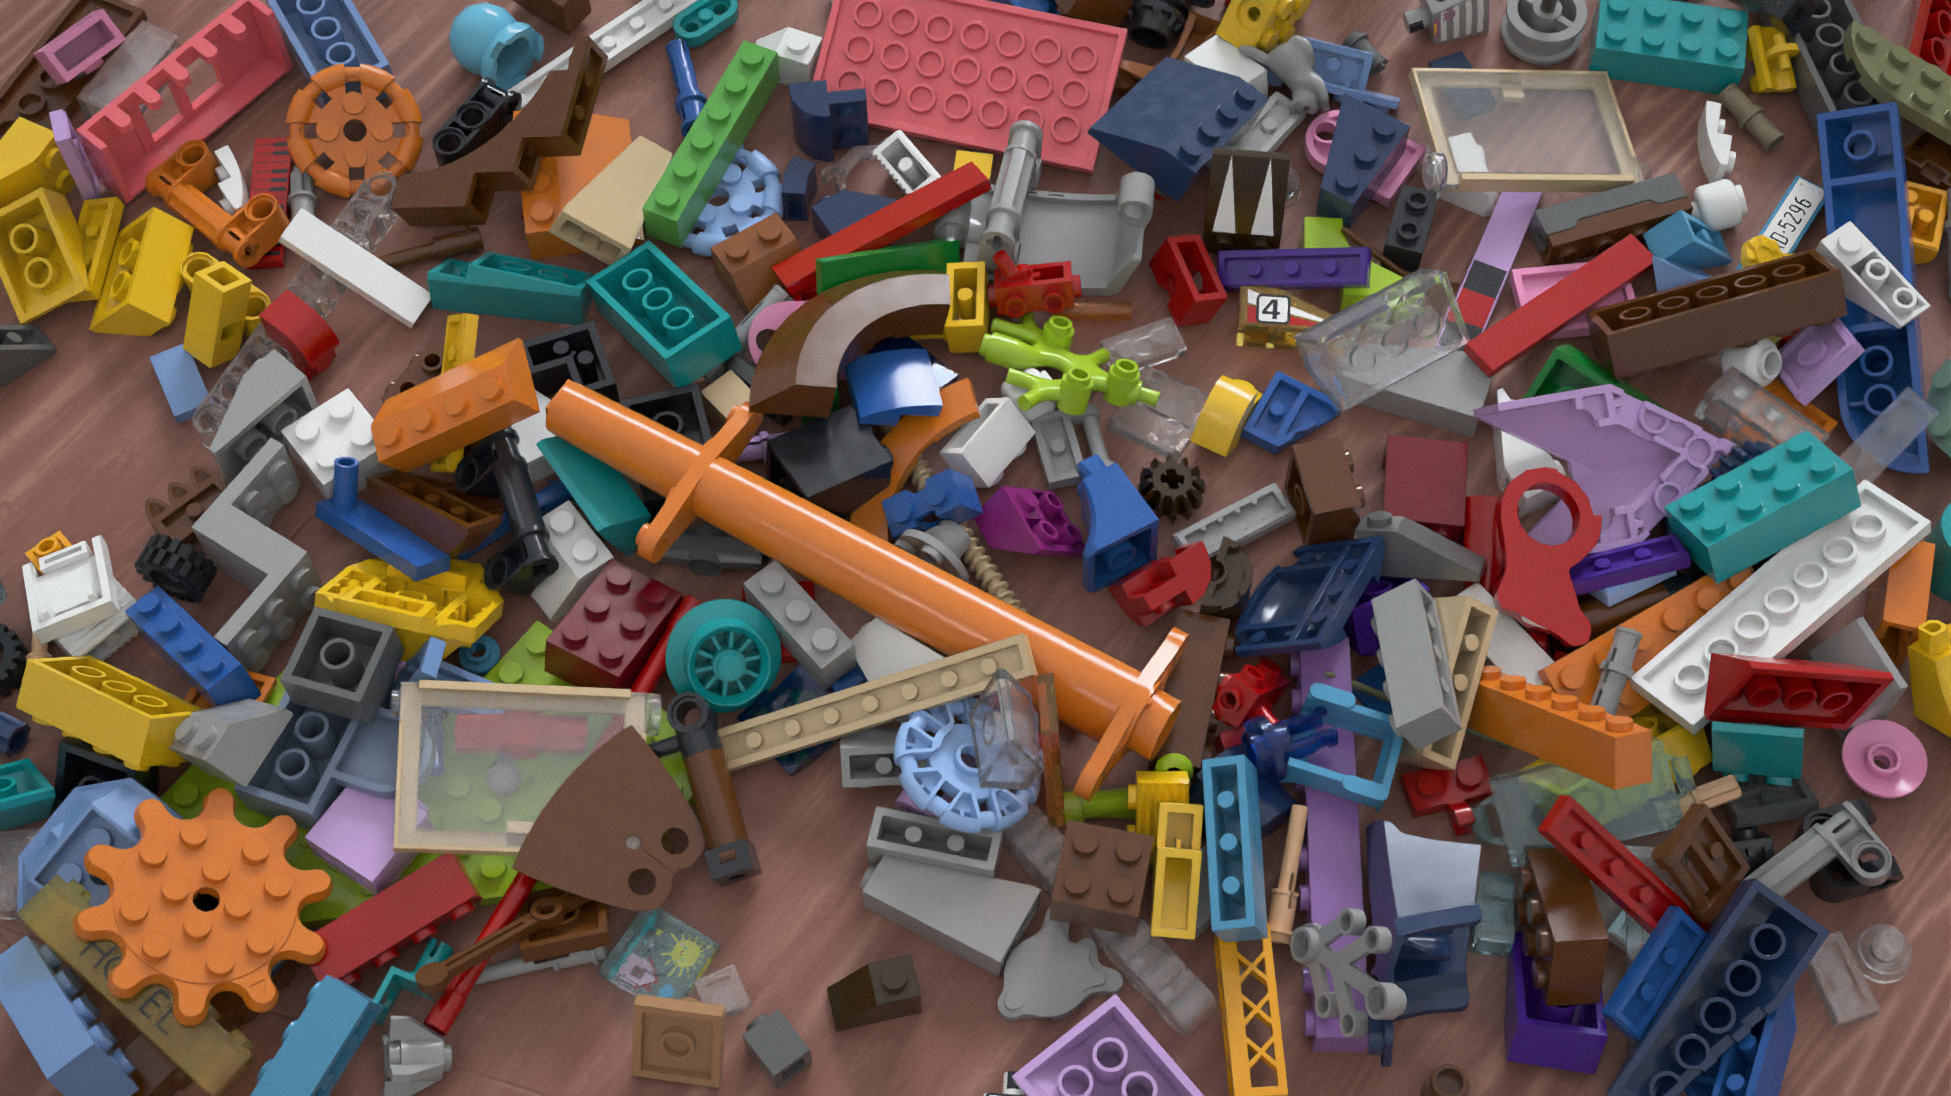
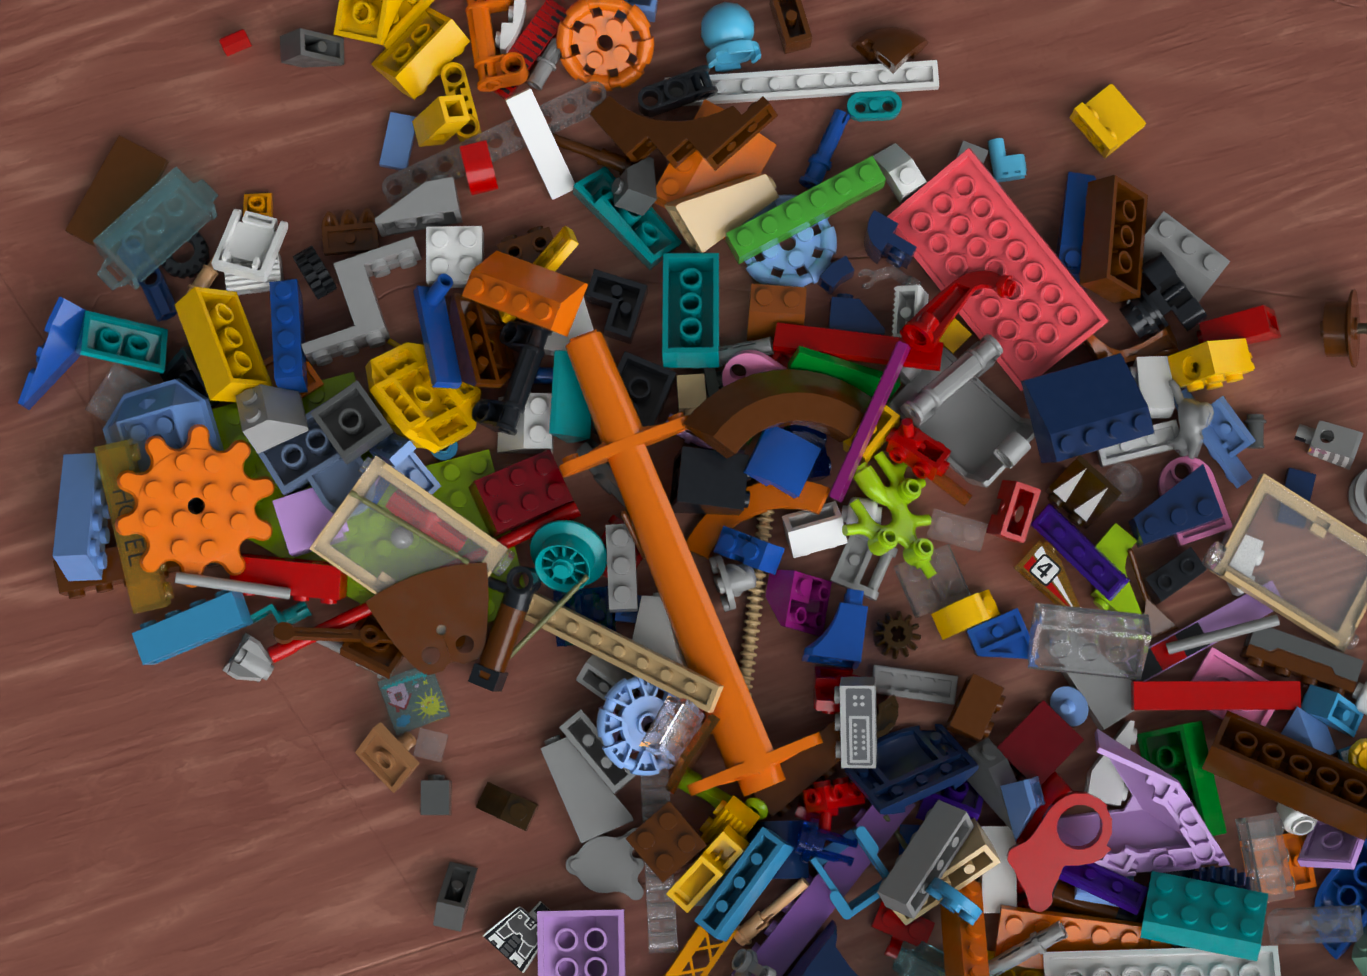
camera: 35 degrees right, 20 degrees up
(322, 966) = (232, 585): none -> light grey bar
(498, 741) = (409, 527): none -> olive piece
(503, 239) = (636, 187): none -> dark grey slope
(754, 734) = (572, 591): none -> olive piece
(836, 606) = (632, 532): none -> reddish brown piece
(942, 150) = (934, 318): none -> red animal
(958, 279) = (869, 421): none -> magenta tile
(1210, 581) = (856, 722): none -> brick
(1420, 420) = (1070, 705): none -> light blue piece
(1461, 536) = (1022, 802): none -> medium blue slope
(1489, 670) = (954, 900): none -> dark azure tile
(1511, 245) = (1223, 634): none -> light grey bar

